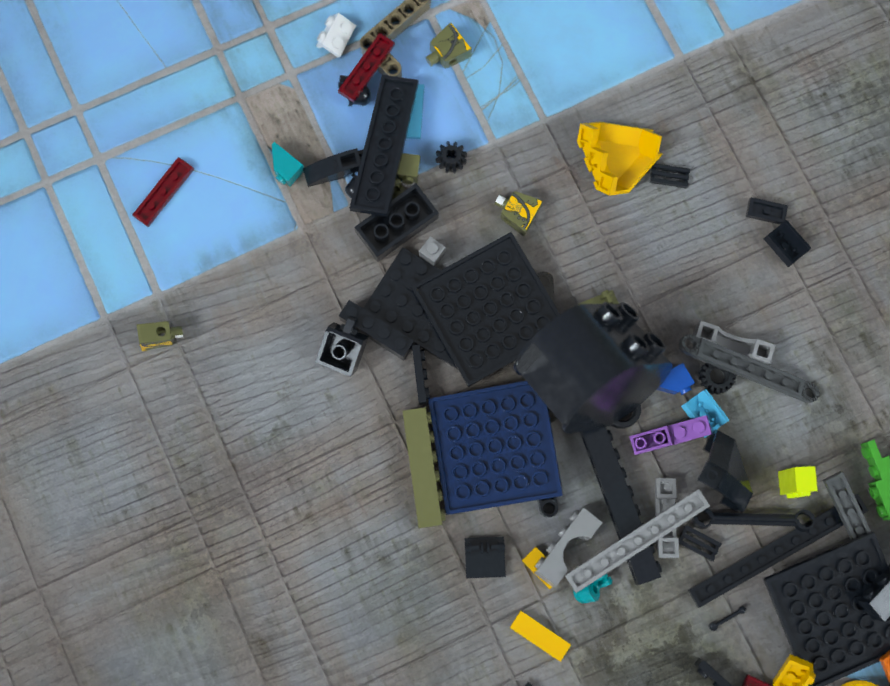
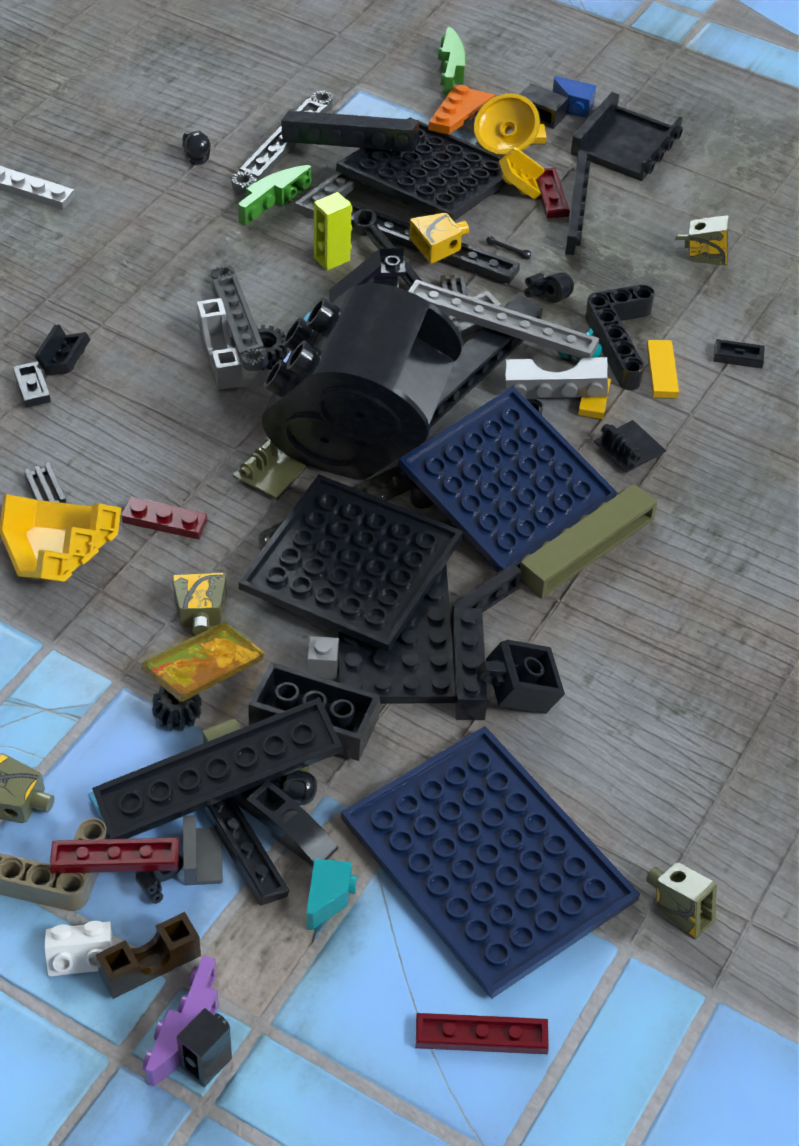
camera: 125 degrees left, 30 degrees down
(235, 54) = (205, 1046): none -> black brick
(252, 258) = (489, 860): none -> dark blue plate
(259, 59) = (165, 1055): none -> medium lavender slope
(305, 58) = (170, 948): none -> dark brown arch
(339, 142) = (247, 852): none -> black tile
(351, 120) = (201, 854): none -> dark grey panel
(470, 185) = (202, 661): none -> clear yellow tile
(592, 625) = (604, 317): none -> black beam
(601, 230) = (164, 518): none -> plate
(660, 616) = (554, 287): none -> black piece
(756, 561) = (437, 235): none -> yellow torso

